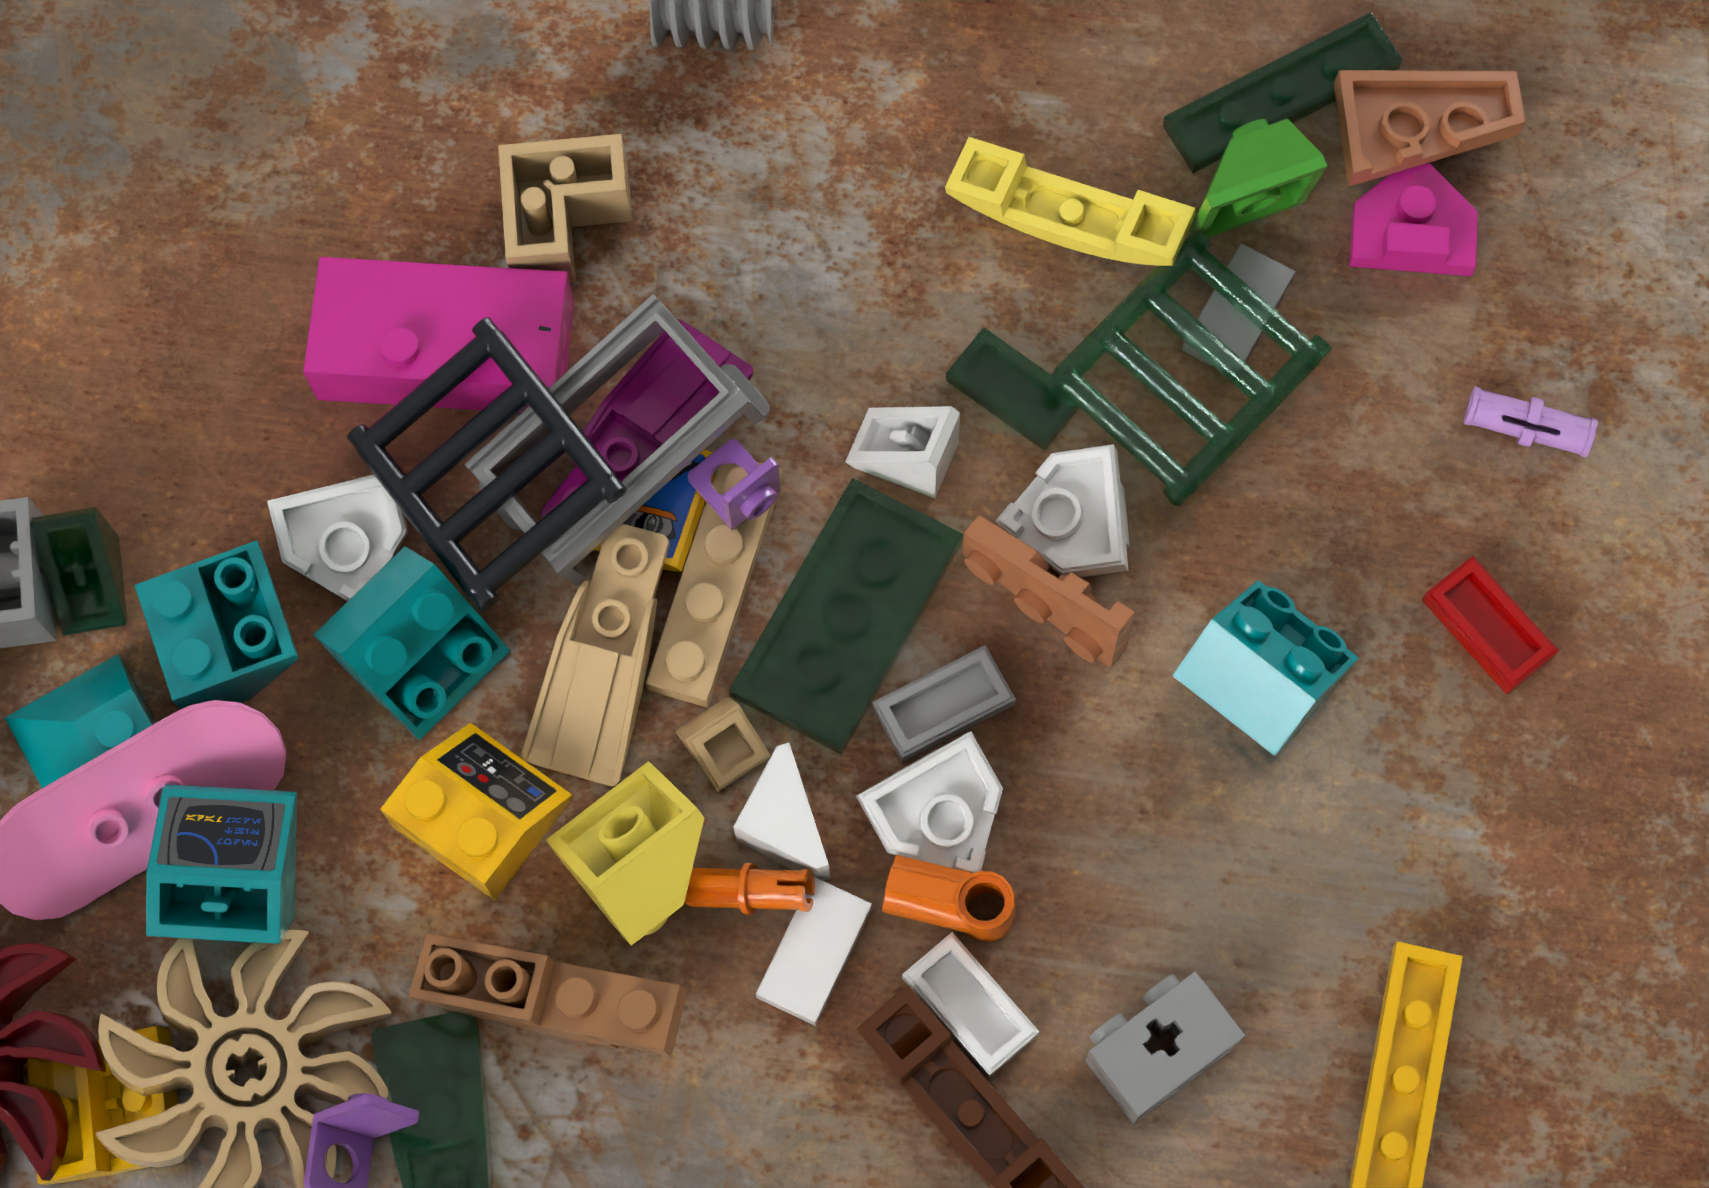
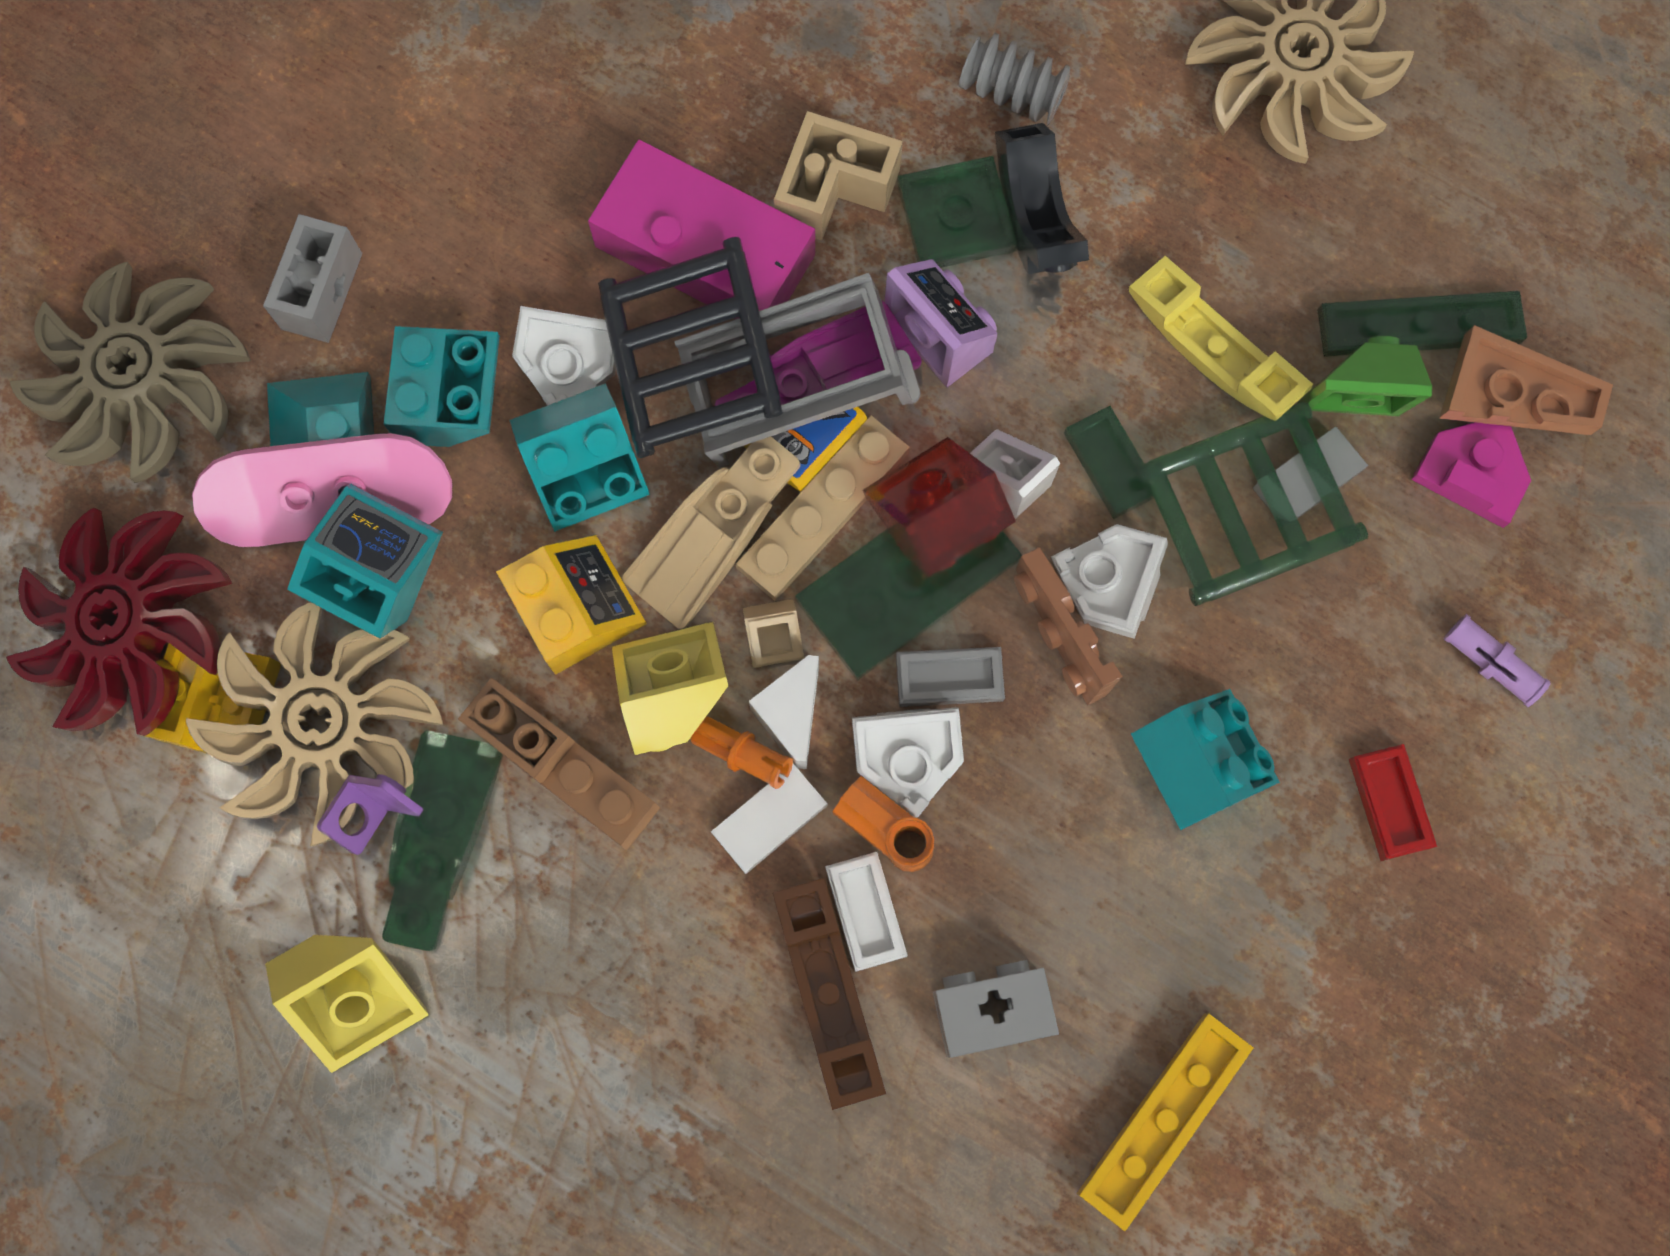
camera: 20 degrees right, 5 degrees up
(82, 569) = (367, 298): clear green slope -> none
(714, 188) = (957, 212): none -> clear green tile
(749, 496) = (873, 457): medium lavender bracket -> none
(752, 313) = (940, 319): none -> lavender slope
(797, 138) = (1036, 202): none -> black arch
(847, 517) = (940, 505): none -> clear red slope

